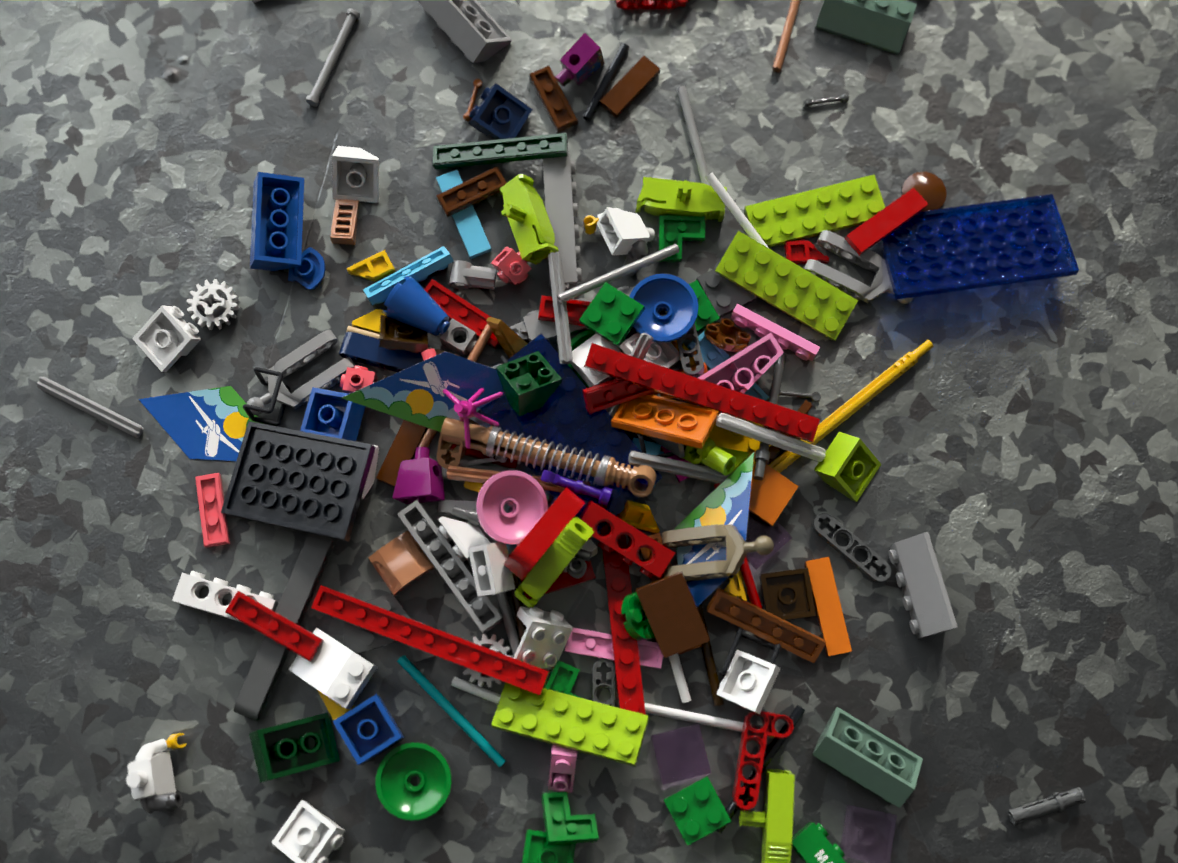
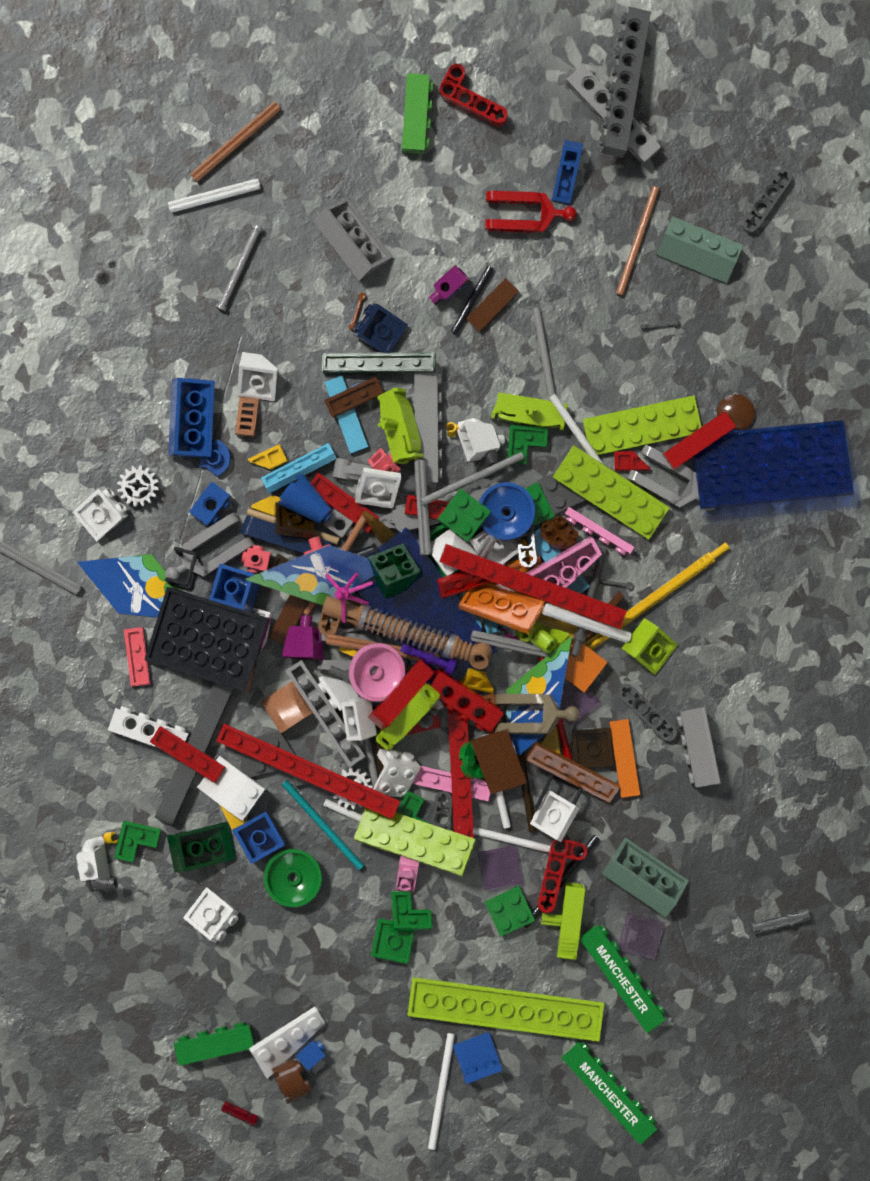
camera: 10 degrees right, 10 degrees up
(203, 737) = (132, 835): none -> green plate
(301, 309) = (200, 509): none -> blue brick
(504, 290) = (377, 488): none -> white plate
(553, 99) = (426, 313): reddish brown tile -> none

